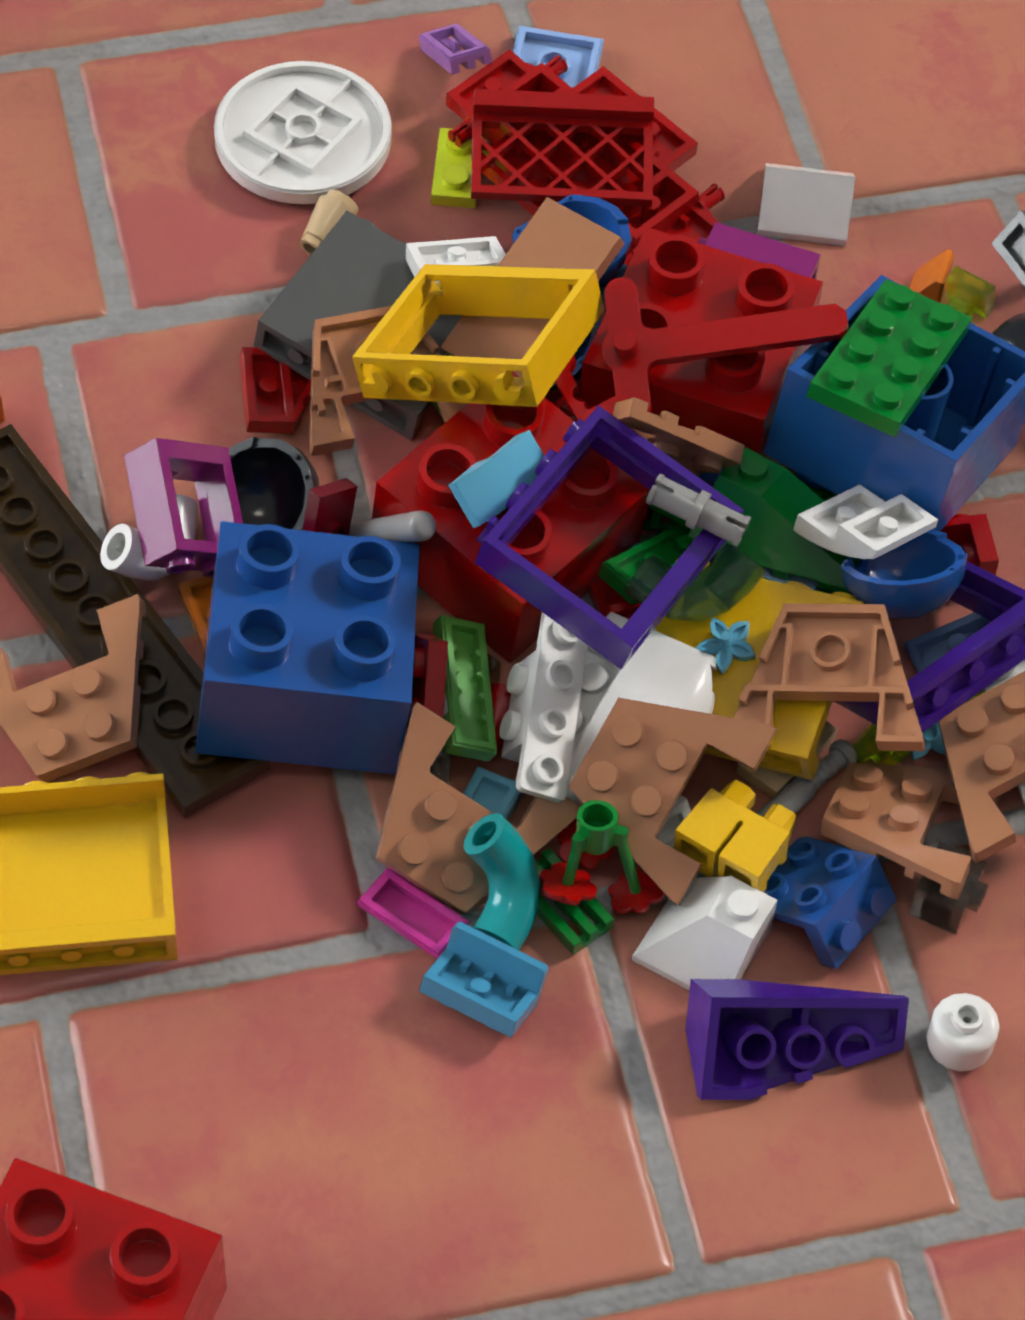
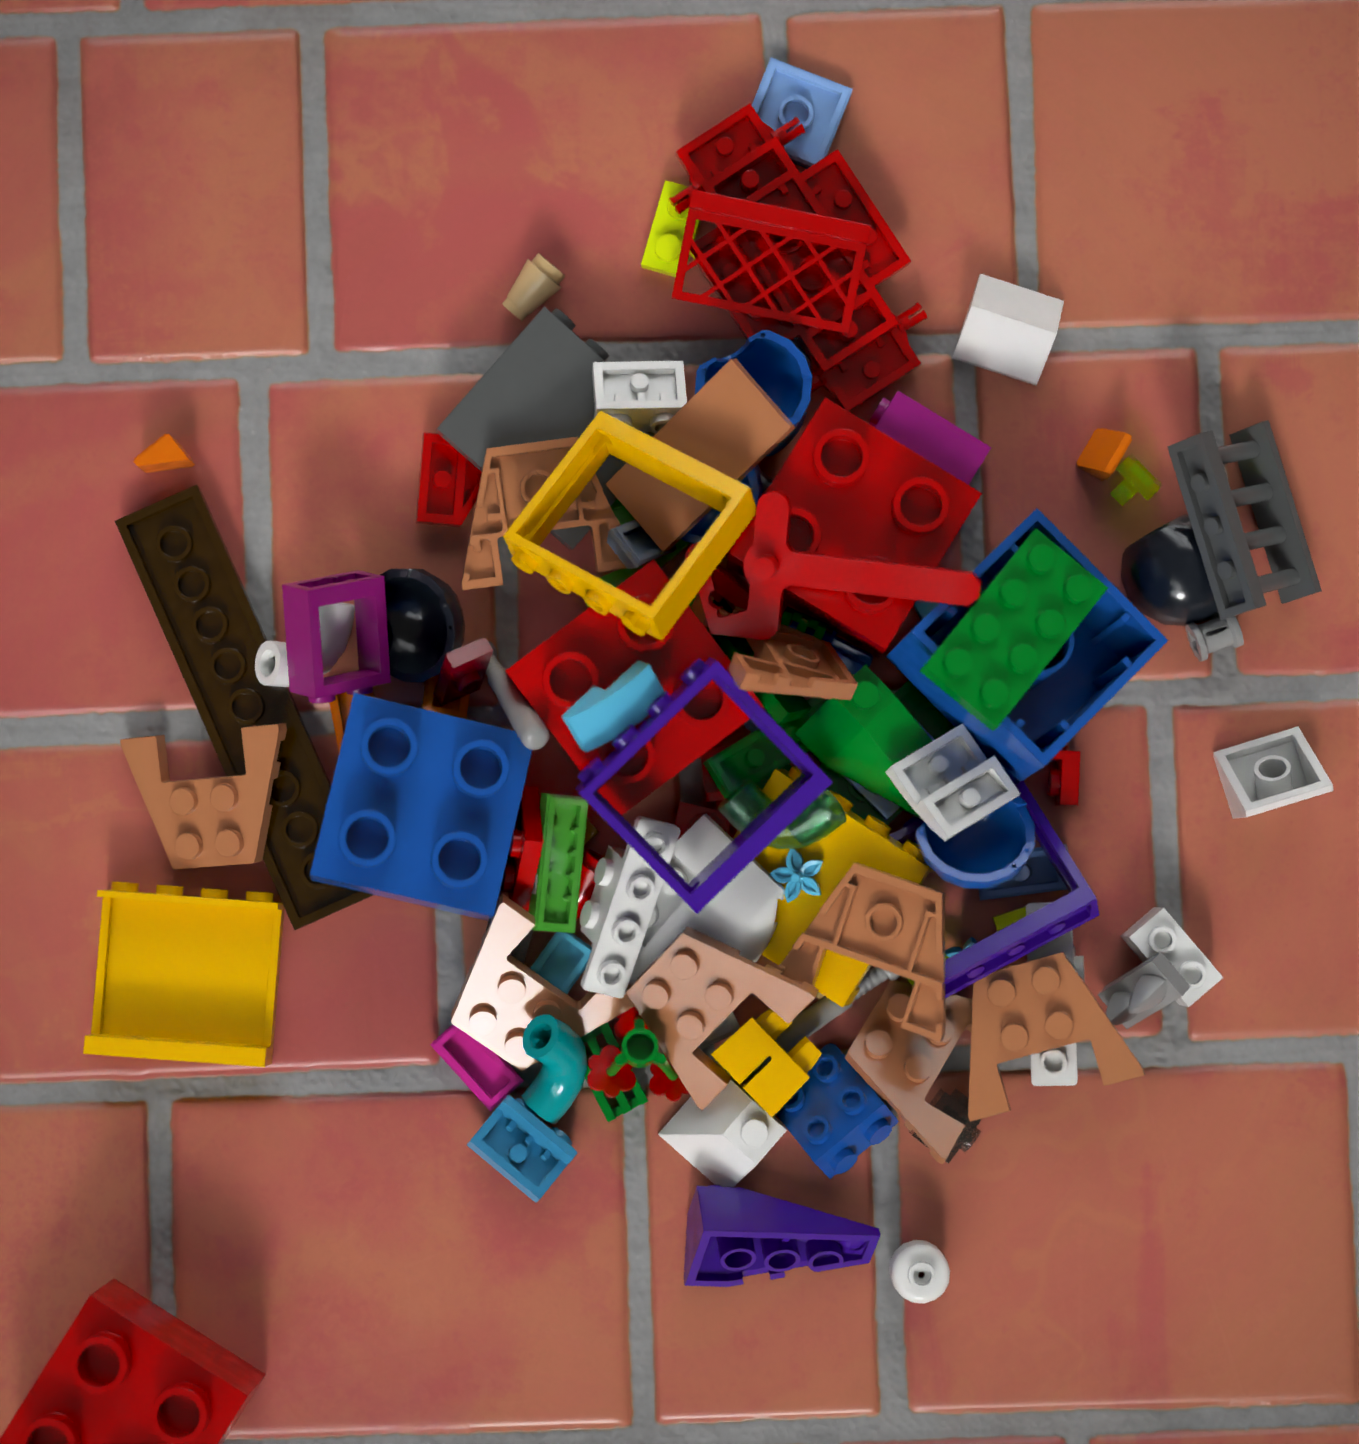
camera: 15 degrees right, 30 degrees up
(302, 131) = (529, 164): white plate -> none
(447, 51) = (703, 110): medium lavender tile -> none
(698, 510) = (786, 787): light grey pin -> none

